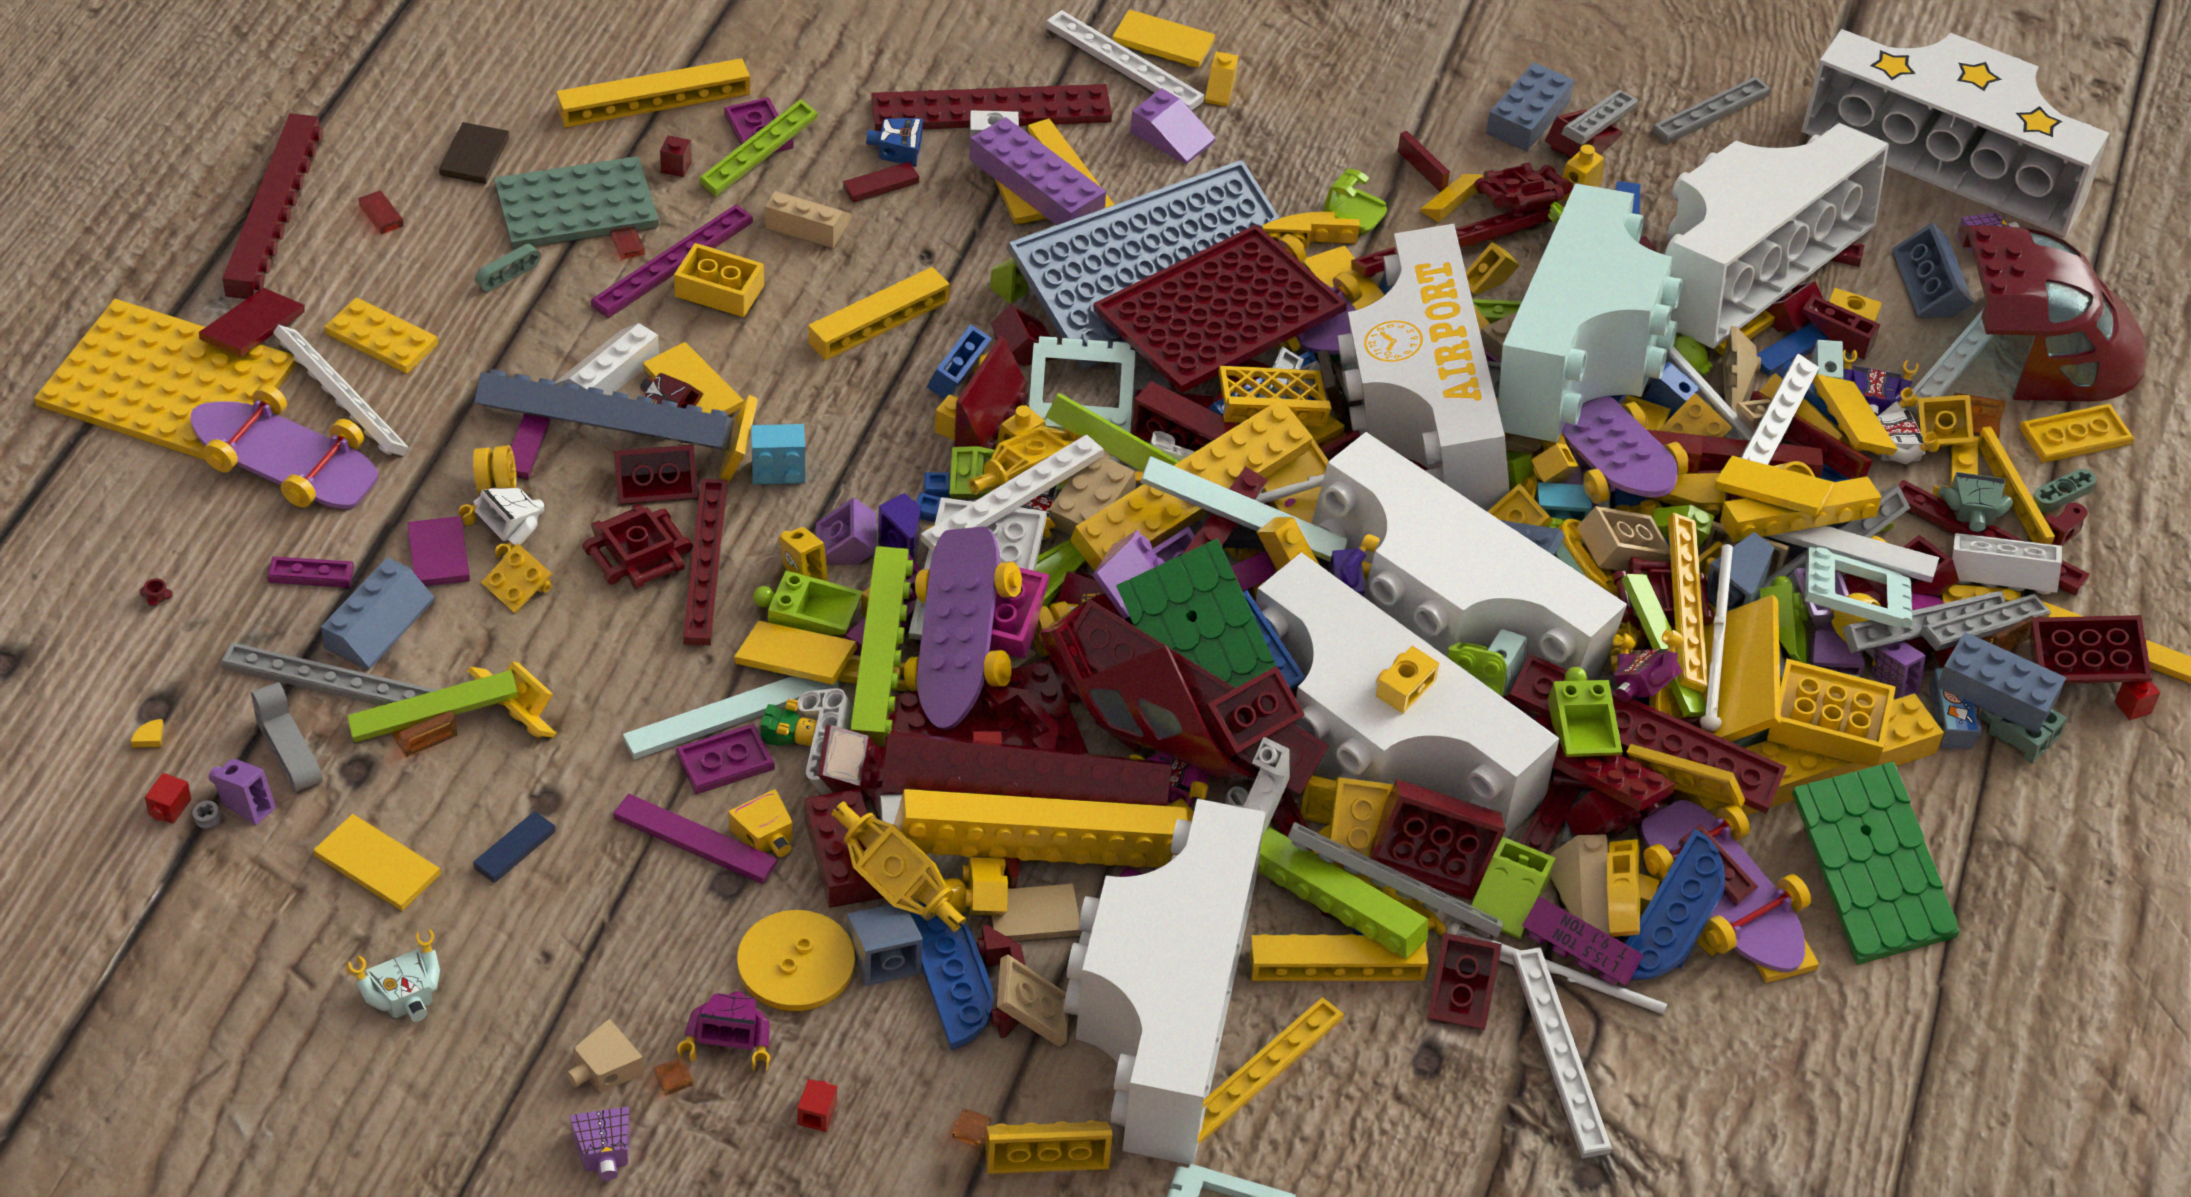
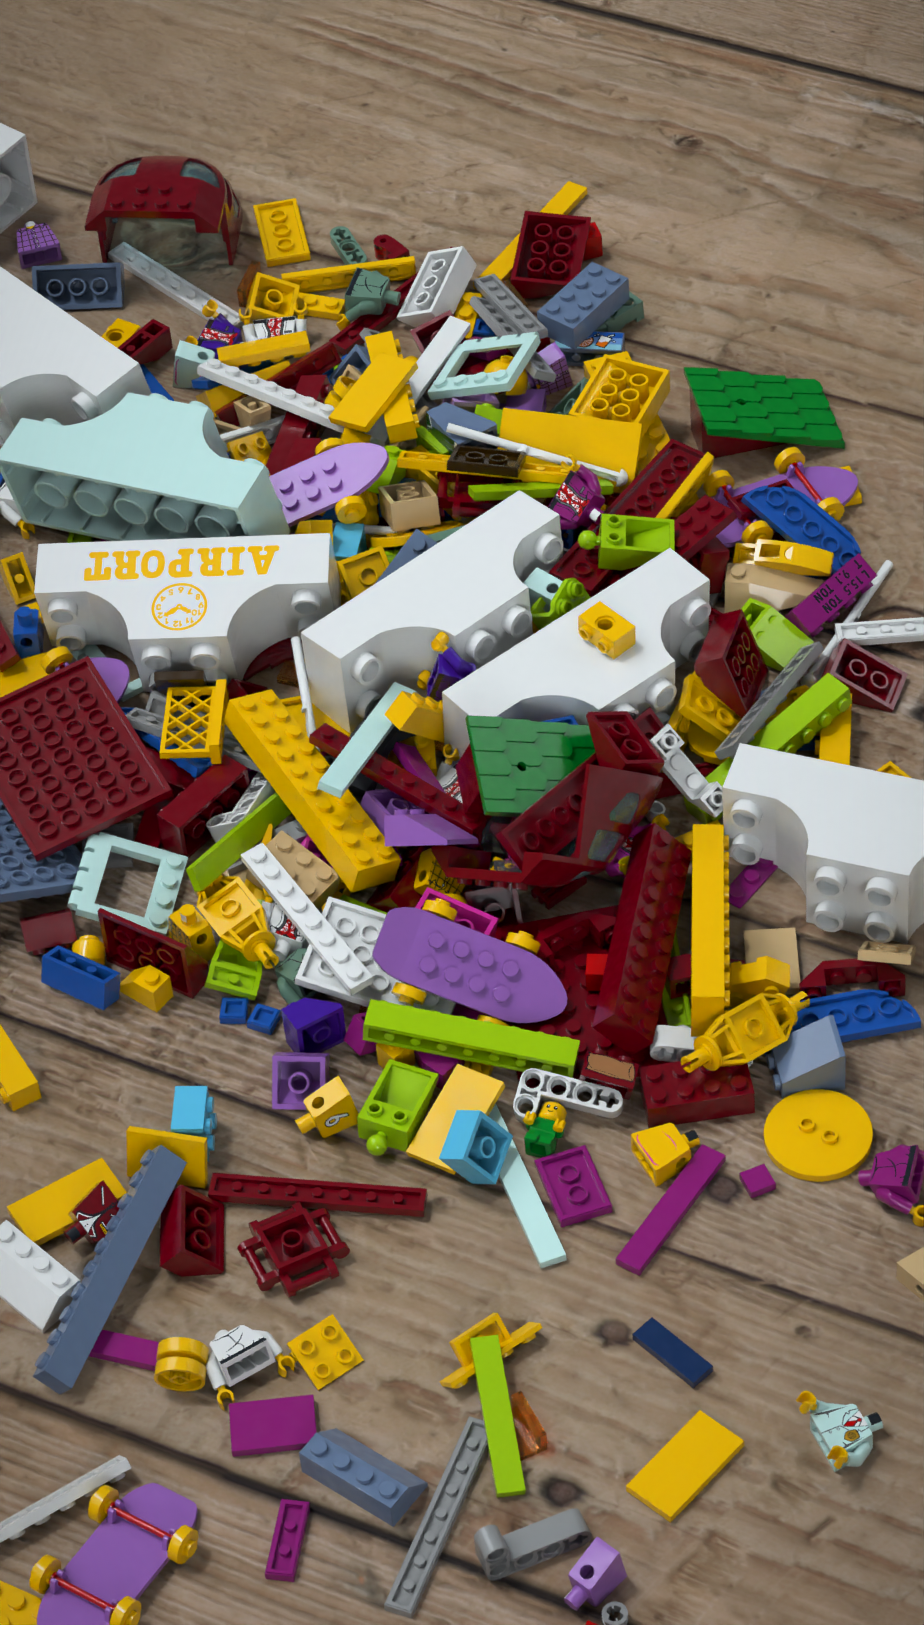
camera: 75 degrees left, 0 degrees up
(733, 909) = (757, 1181): none -> magenta tile
(747, 660) = (476, 1147): none -> medium azure brick
(1686, 587) = (486, 461): none -> dark brown tile

